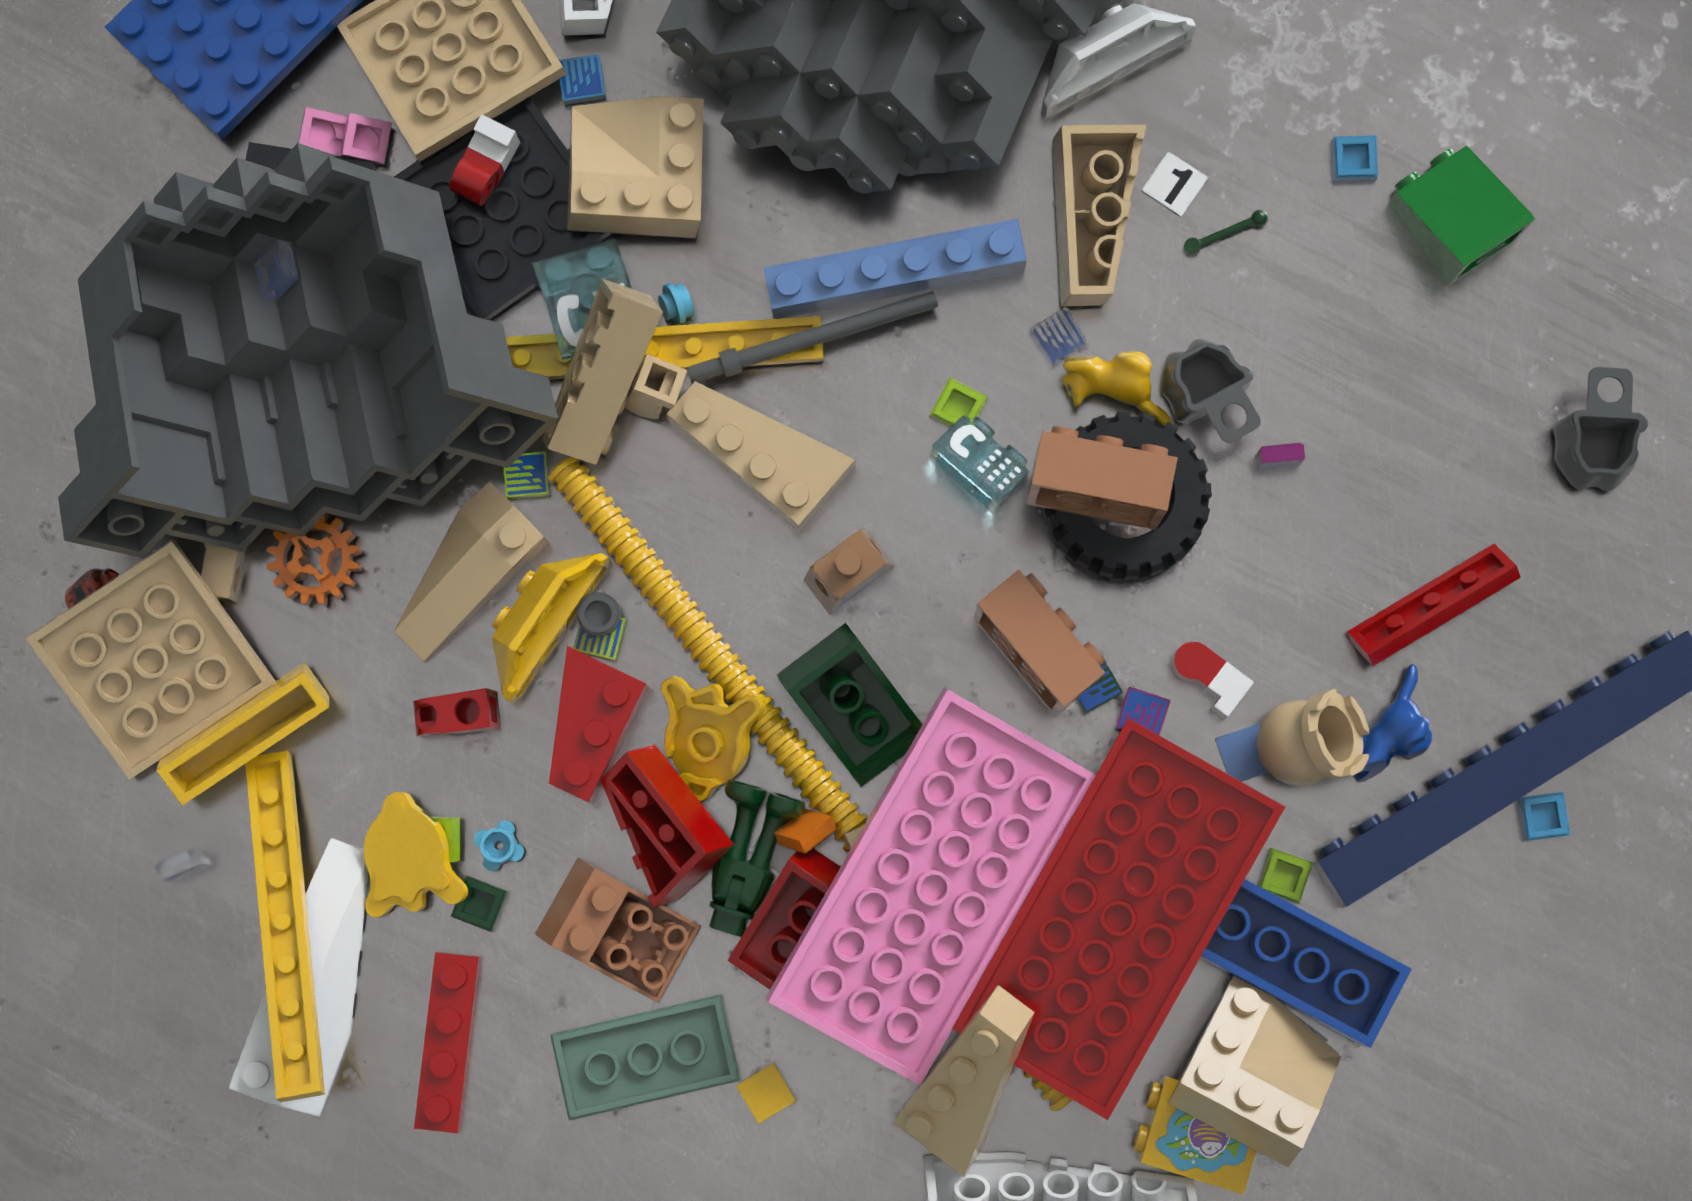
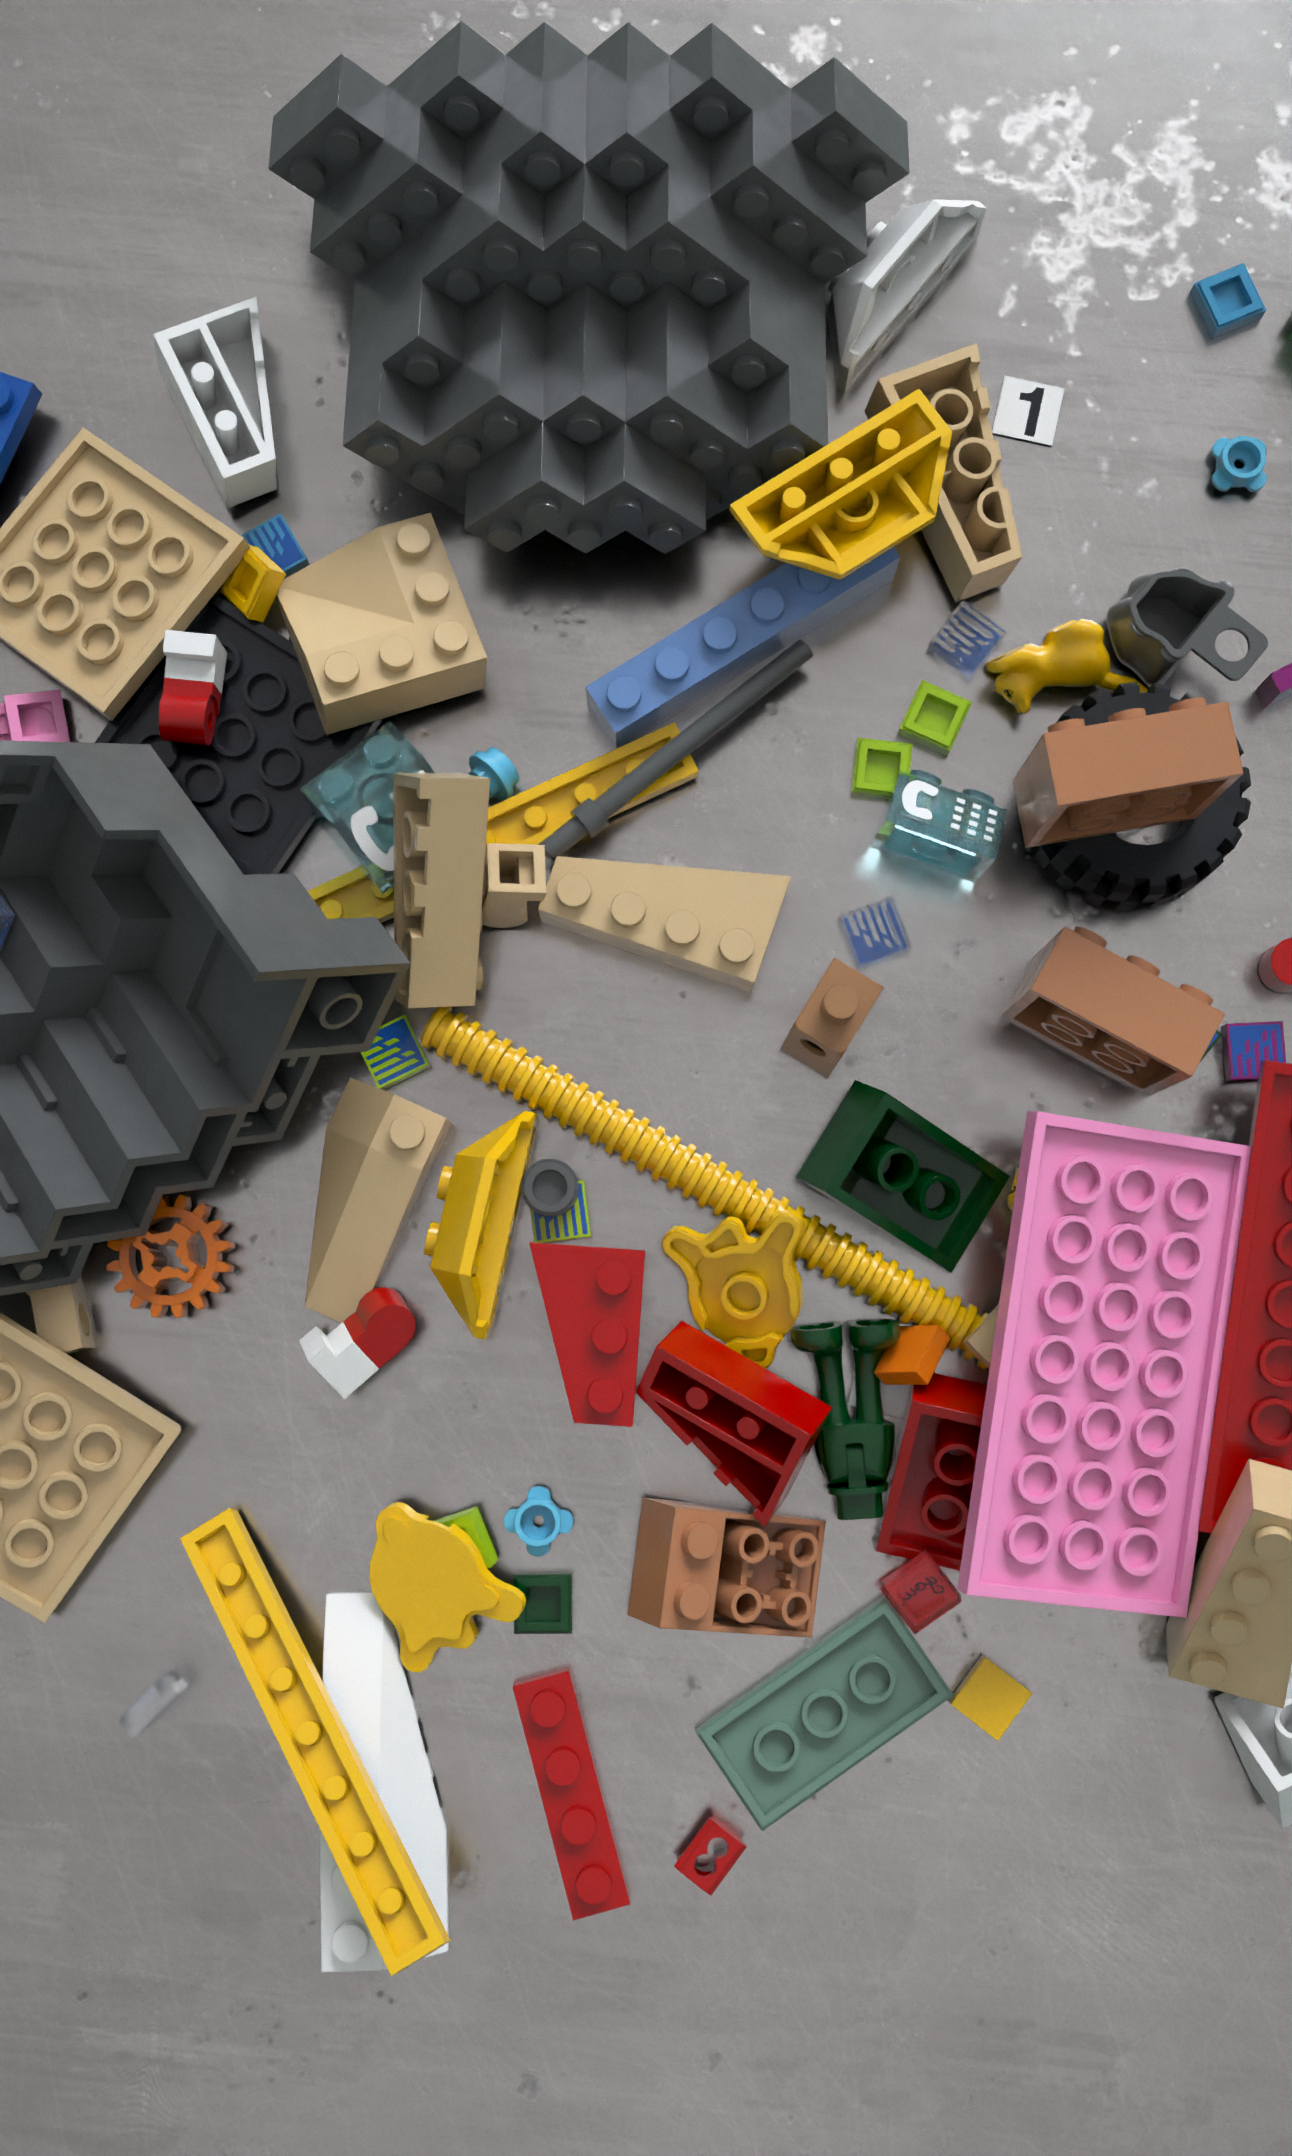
camera: 25 degrees left, 0 degrees up
(243, 734) = (166, 1511): yellow brick -> none
(424, 670) = (361, 1341): none -> leg
(457, 713) = (423, 1378): red leg -> none
(523, 1111) = (725, 1858): none -> red piece
(558, 100) = (254, 584): none -> yellow tile
(746, 1000) = (920, 1591): none -> clear red tile
(905, 523) = (875, 932): none -> clear tile
(1003, 205) = (853, 493): none -> yellow wedge
(1012, 384) = (934, 717): none -> lime tile
(1193, 245) = (1082, 472): dark green hinge -> none
(1307, 271) = (1244, 449): none -> medium azure plate

